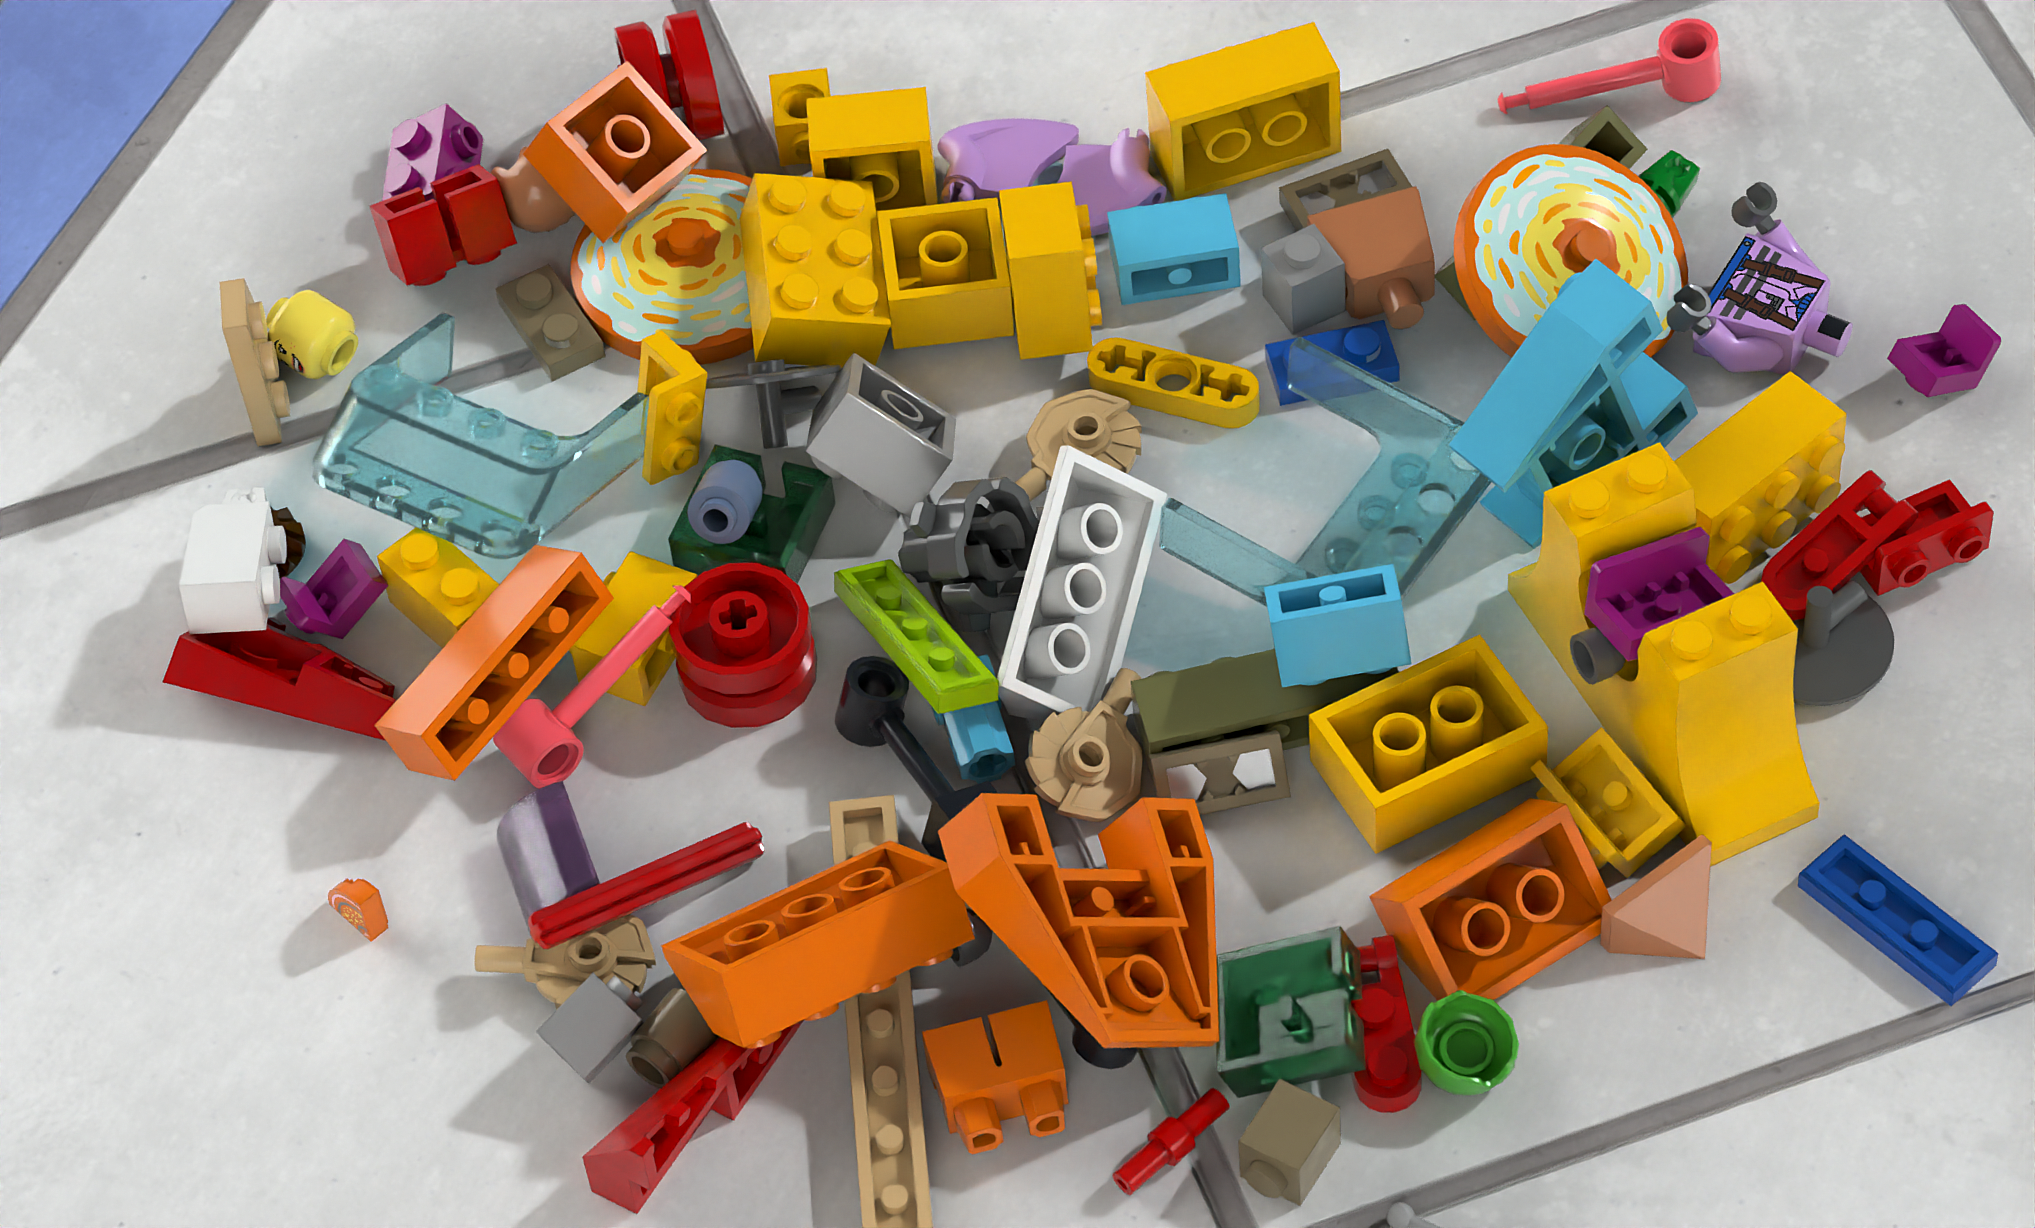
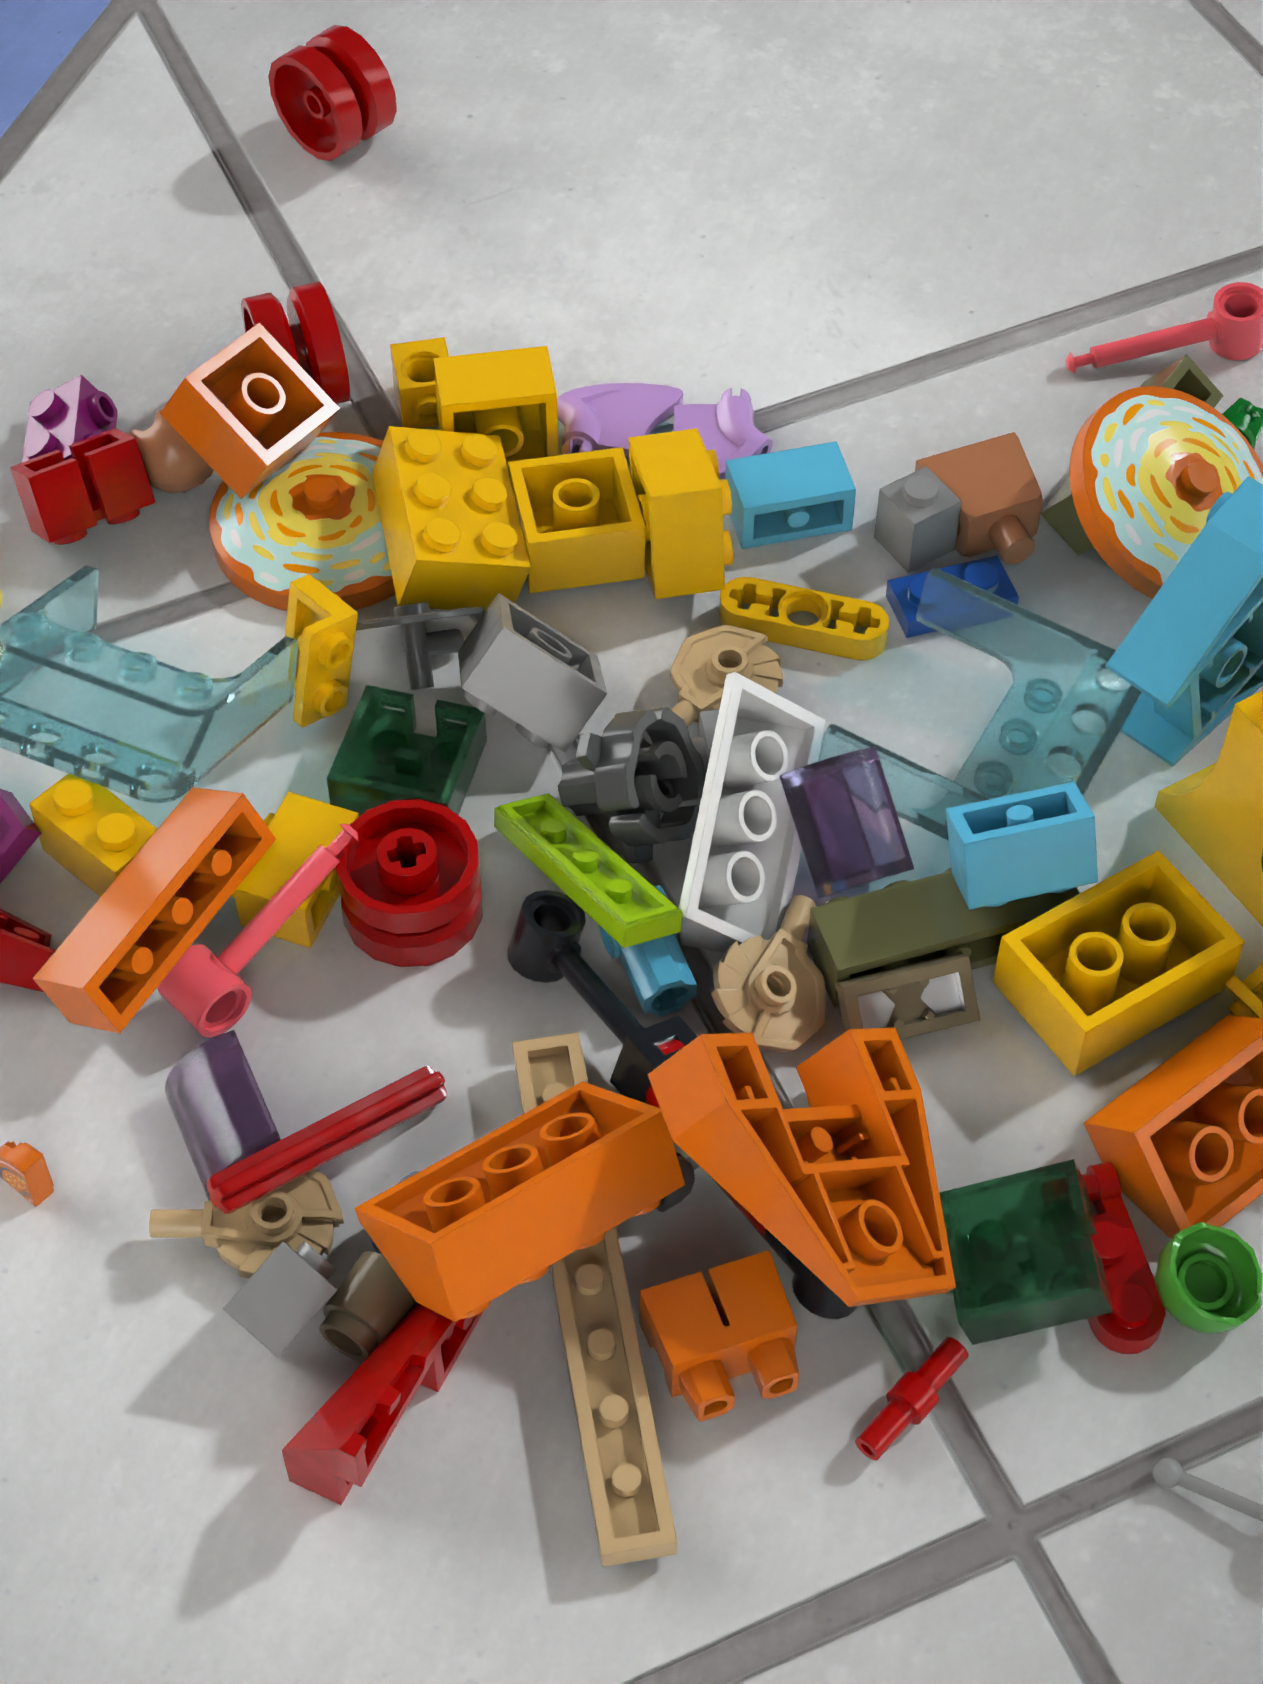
camera: 10 degrees left, 0 degrees up
(550, 322) = (192, 576): dark tan piece -> none
(725, 501) = (383, 740): sand blue brick -> none
(1177, 597) = (846, 822): none -> clear purple brick
(1244, 111) = (843, 368): yellow brick -> none
(1289, 1143) = (1041, 1397): dark tan brick -> none
(1341, 186) = (937, 435): dark tan piece -> none

